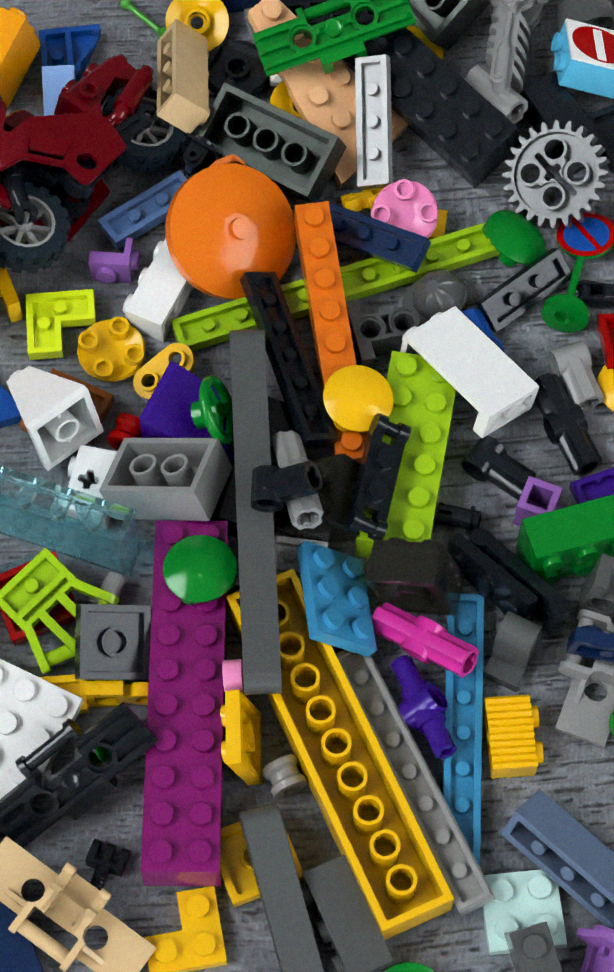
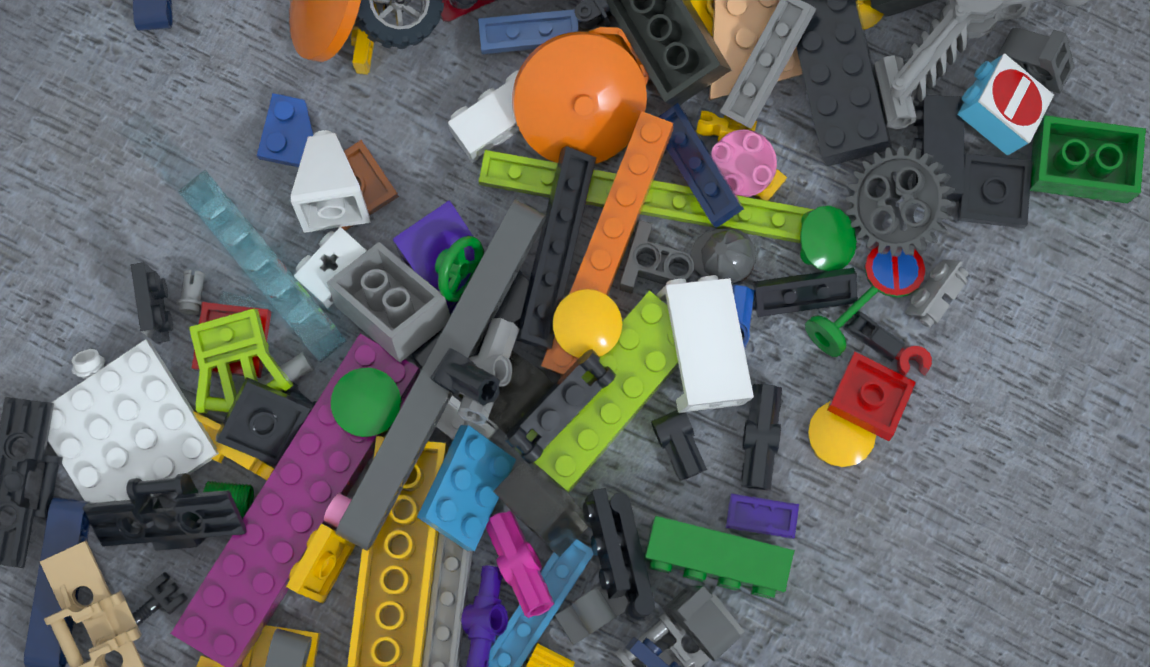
camera: 30 degrees right, 15 degrees up
(50, 313) = (390, 85): neon yellow plate -> none
(111, 350) = (421, 148): yellow dish -> none
(114, 267) = (463, 70): medium lavender bracket -> none
(126, 427) = (386, 232): red wheel -> none
(158, 365) = (451, 190): yellow plate -> none
(284, 777) = (339, 611): light grey wheel -> none
(458, 517) = (619, 469): black pin -> none
(537, 499) = (688, 501): medium lavender brick -> none
(574, 367) = (801, 388): light grey piece -> none

